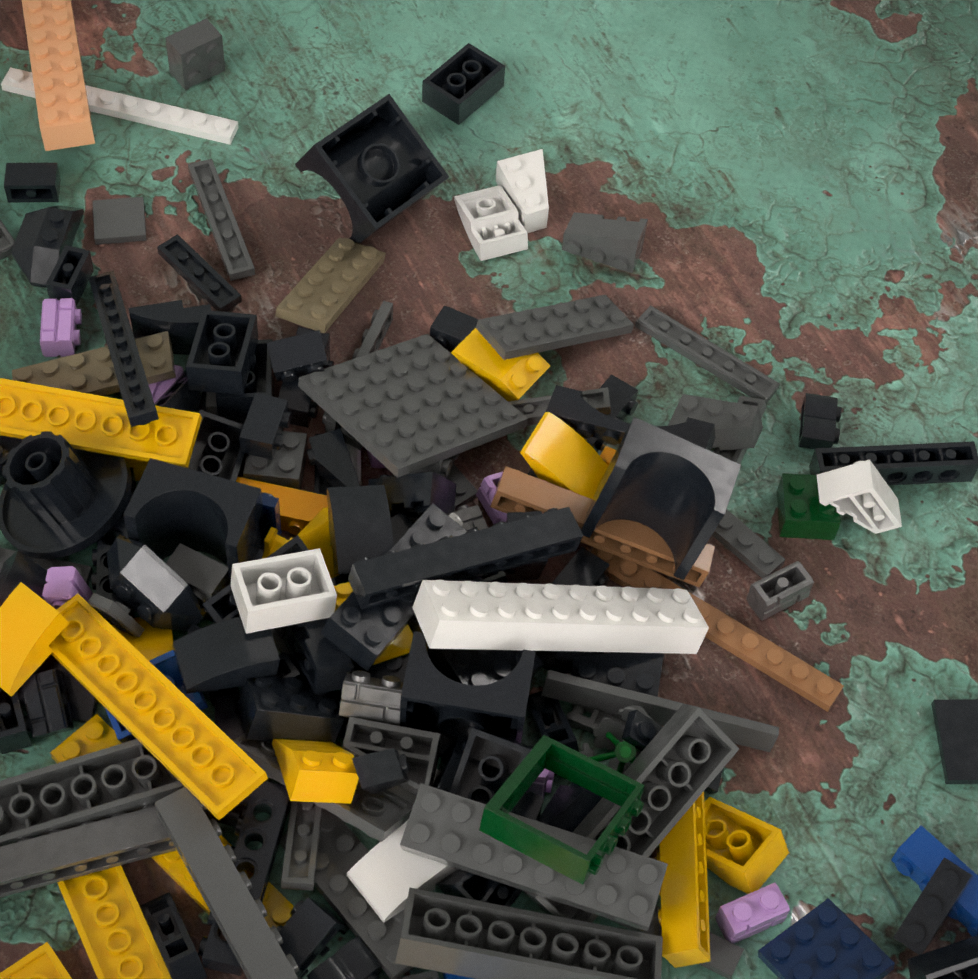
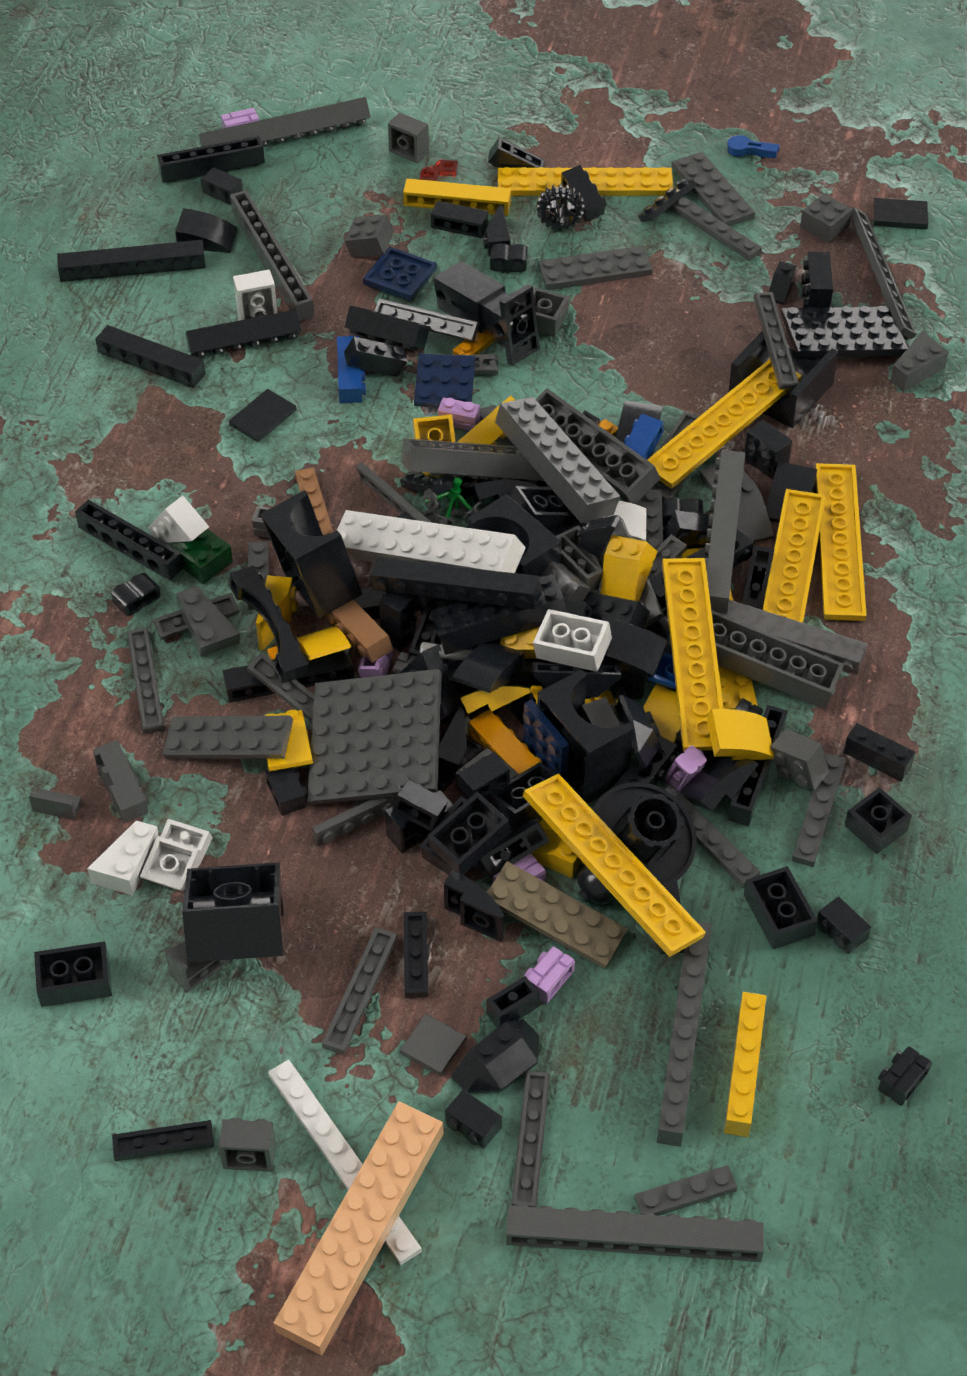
camera: 135 degrees left, 5 degrees down
(116, 614) = (670, 725): dark grey plate -> none
(123, 350) = (528, 891): black plate -> none
(270, 35) = (162, 1140): none -> black plate
(330, 285) = (341, 863): dark tan plate -> none
(580, 770) = (540, 469): dark green window -> none
(642, 197) = (55, 803): none -> dark grey panel

